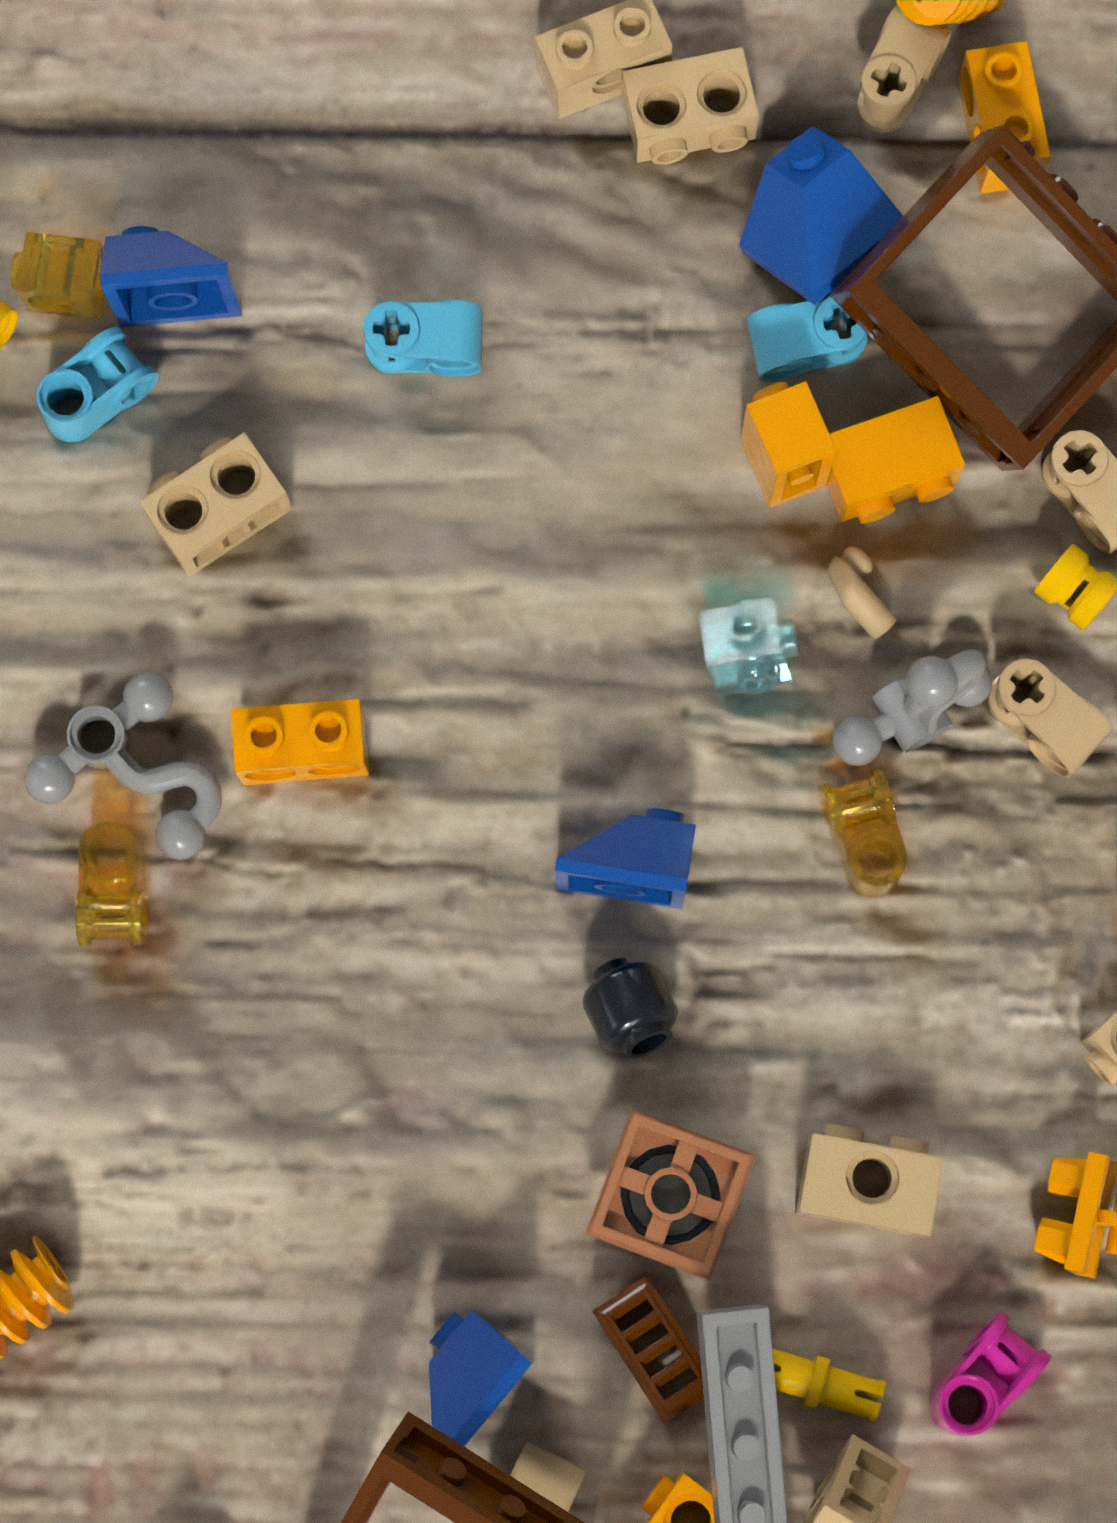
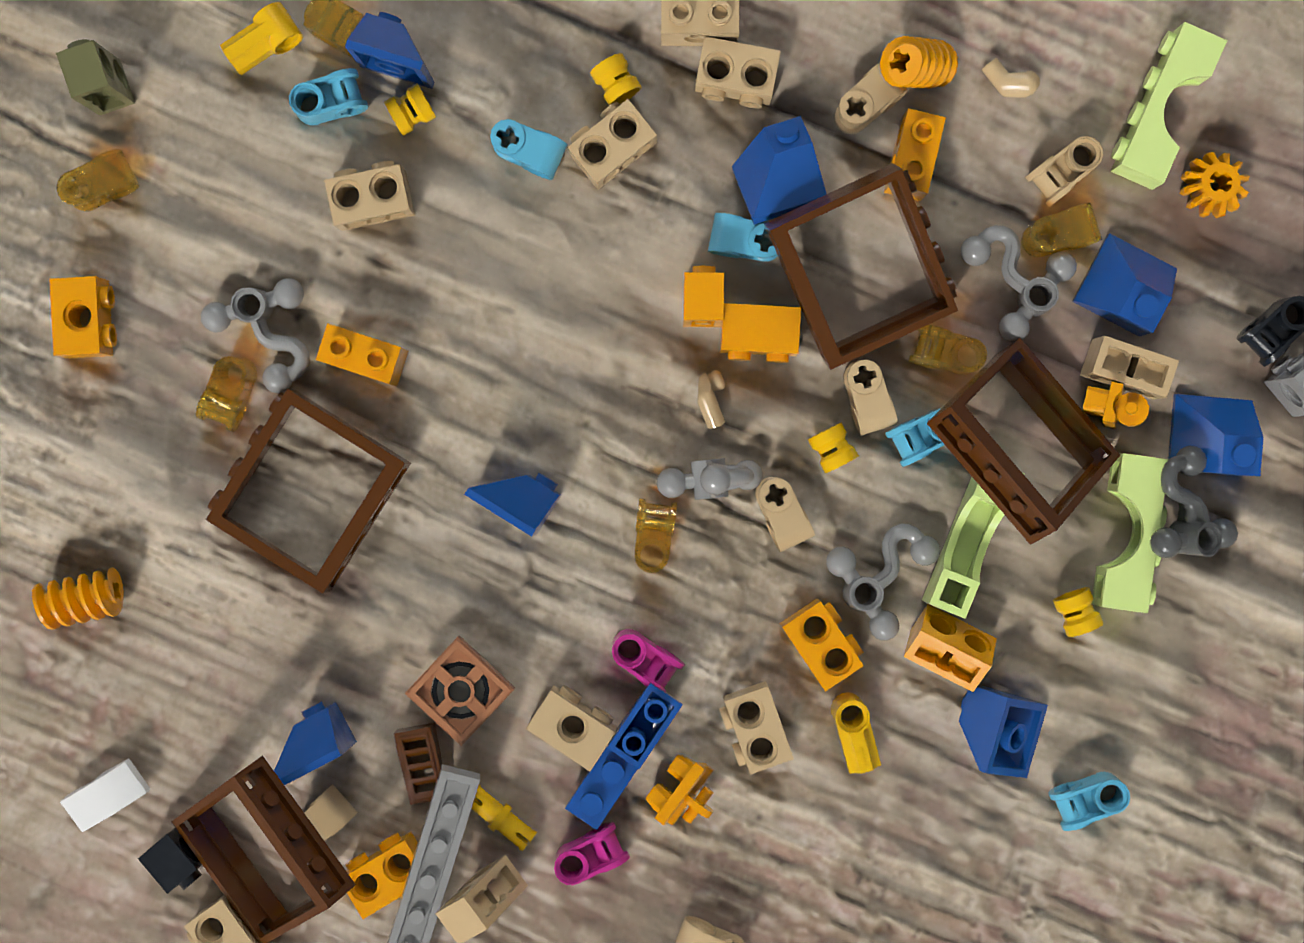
camera: 15 degrees right, 10 degrees up
(195, 940) = (360, 523): none -> reddish brown window
(224, 352) = (402, 113): none -> yellow wheel
(515, 189) = (615, 79): none -> yellow wheel
(561, 286) = (619, 151): none -> tan brick
(630, 1007) = (483, 578): black head -> none
(748, 646) = (632, 405): clear light blue brick -> none
(949, 1033) = (648, 660): none -> dark pink piece
(971, 1190) = (623, 755): none -> blue slope

